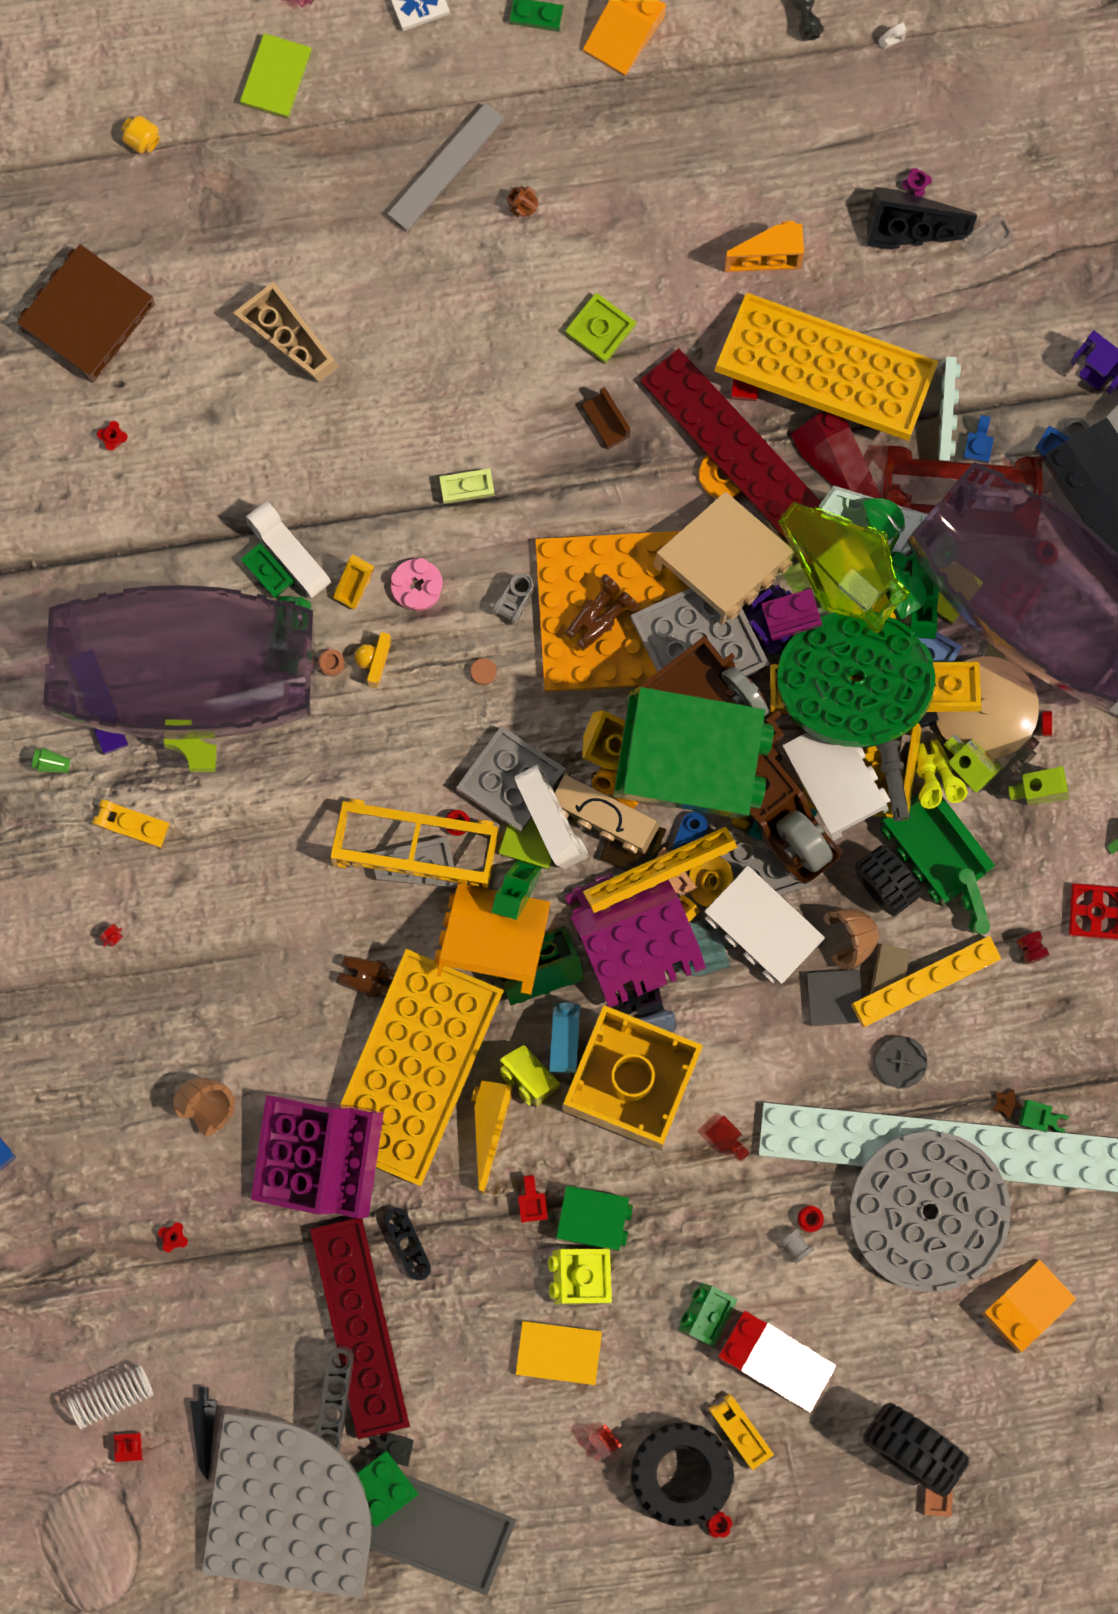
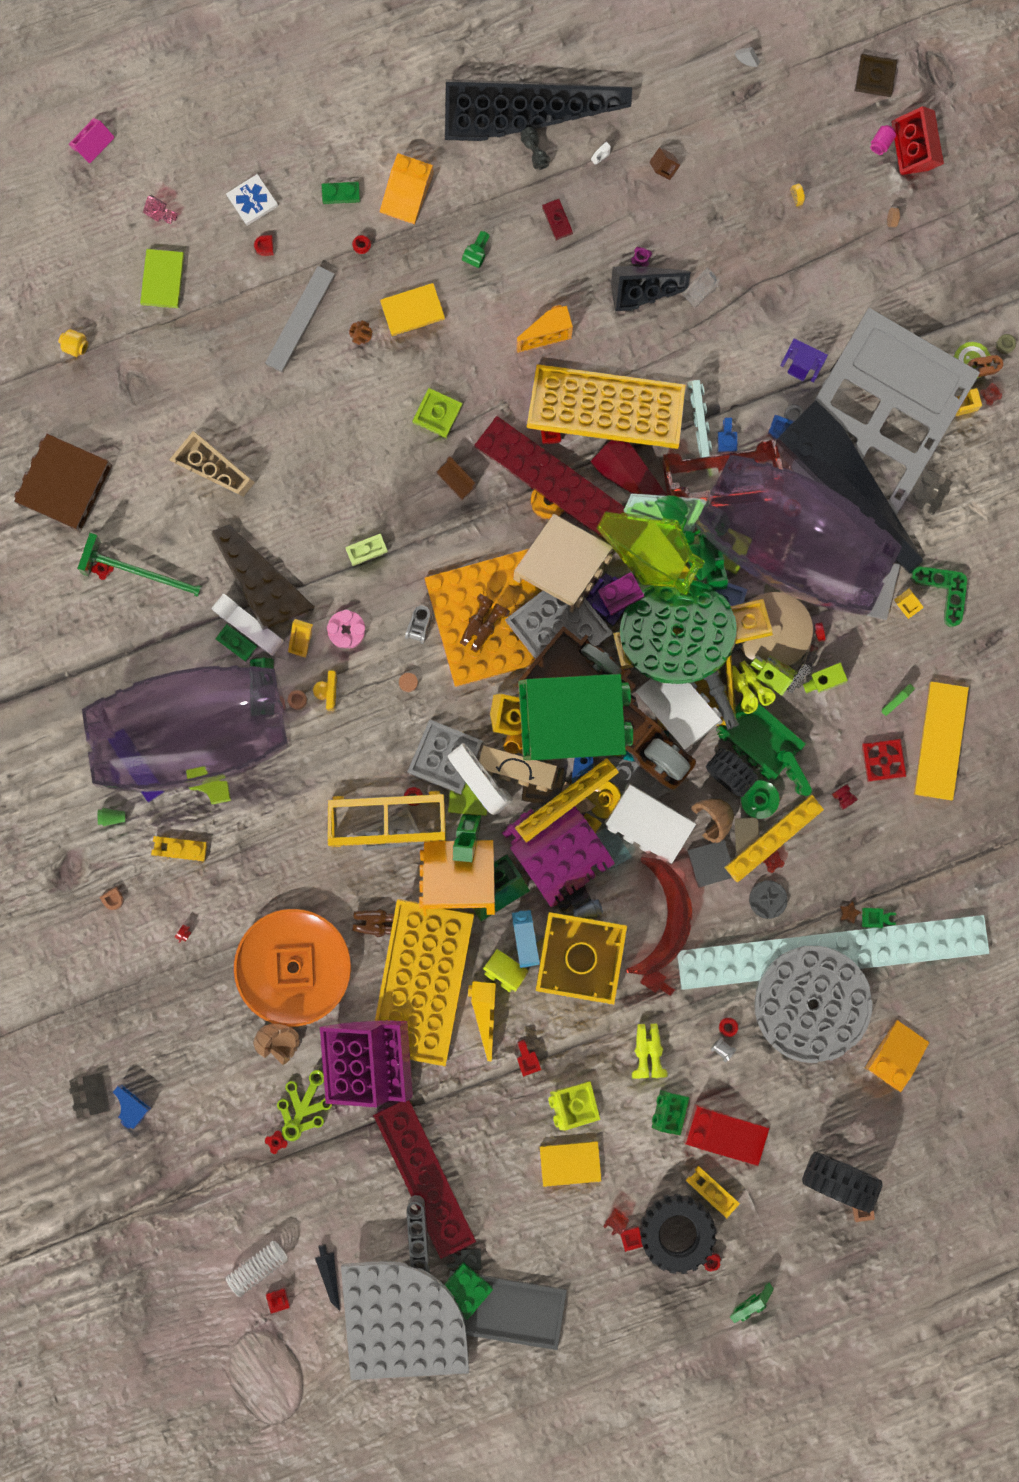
camera: 10 degrees left, 5 degrees up
(28, 871) = (113, 899): none -> nougat tile
(103, 414) = (91, 555): none -> green tile
(217, 1200) = (302, 1108): none -> lime plant
(237, 973) = (264, 974): none -> orange dish
(321, 508) = (265, 589): none -> dark brown wing
(393, 1229) = (450, 1124): black beam -> none
(420, 61) = (264, 245): none -> red tile
(549, 80) = (361, 239): none -> red plate
(594, 1218) = (574, 1062): green panel -> none
(597, 186) = (412, 309): none -> yellow tile
(618, 1470) = (631, 1239): none -> red plate
(694, 1220) = (648, 1046): none -> neon yellow piece
(696, 130) = (474, 253): none -> green axle
(767, 1590) = (752, 1304): none -> green wing
(775, 1057) = (678, 919): none -> clear red windscreen
(816, 109) = (557, 219): none -> dark red plate
(925, 1016) = (772, 866): none -> clear red plate
(928, 917) = (767, 793): none -> green dish
(974, 66) = (664, 163): none -> reddish brown panel

